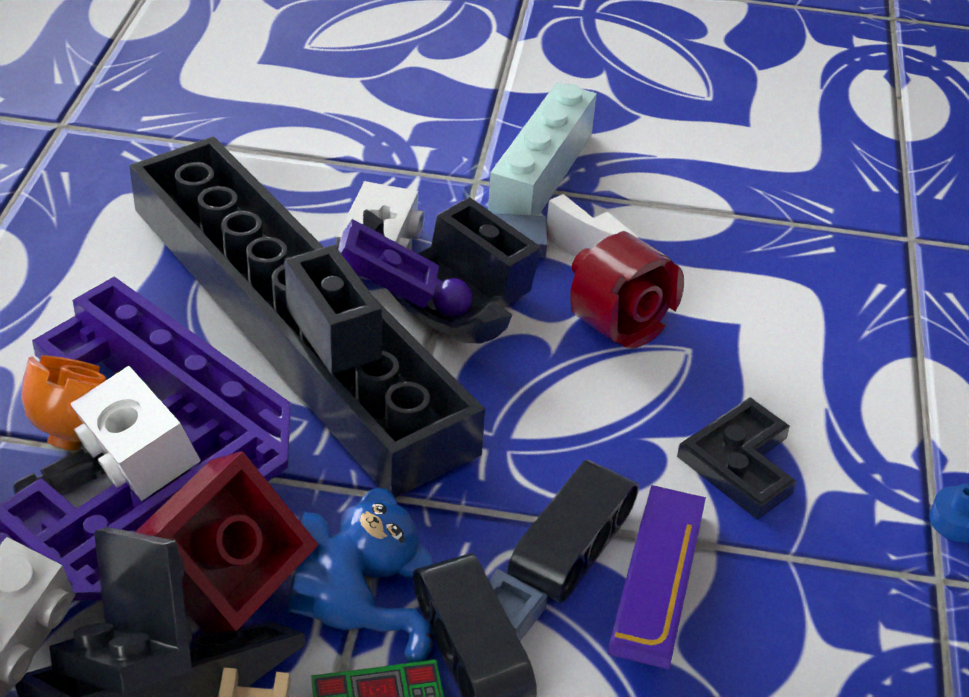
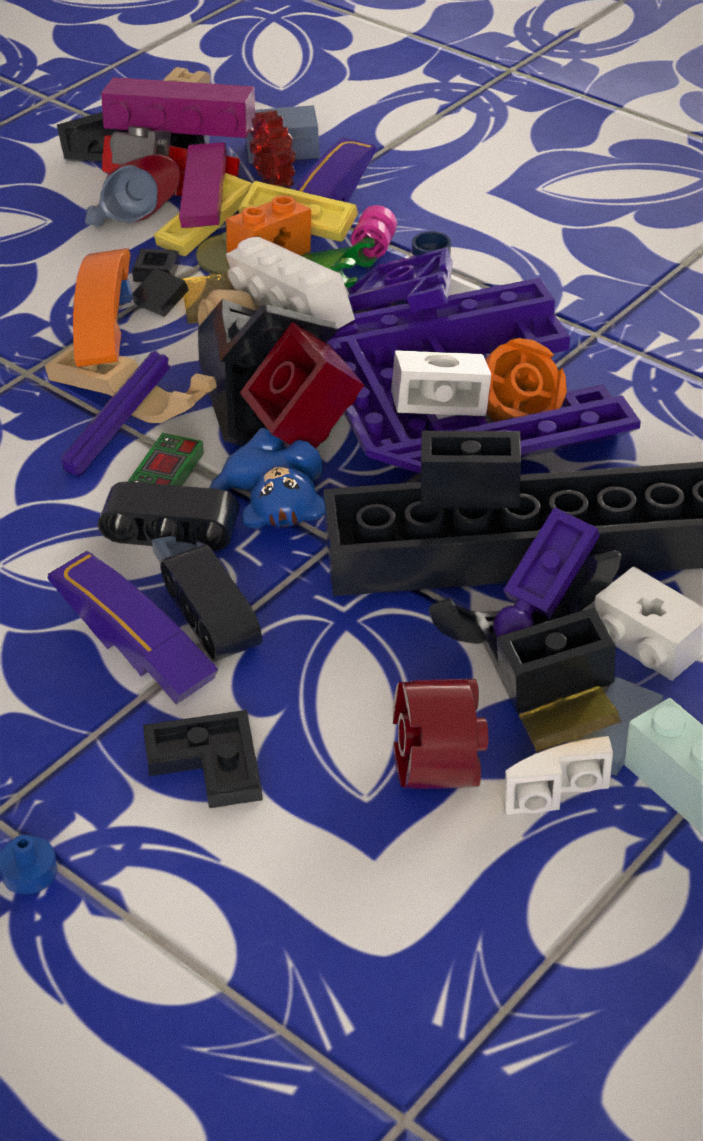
camera: 125 degrees right, 0 degrees up
(551, 226) = (569, 718): none -> clear yellow piece

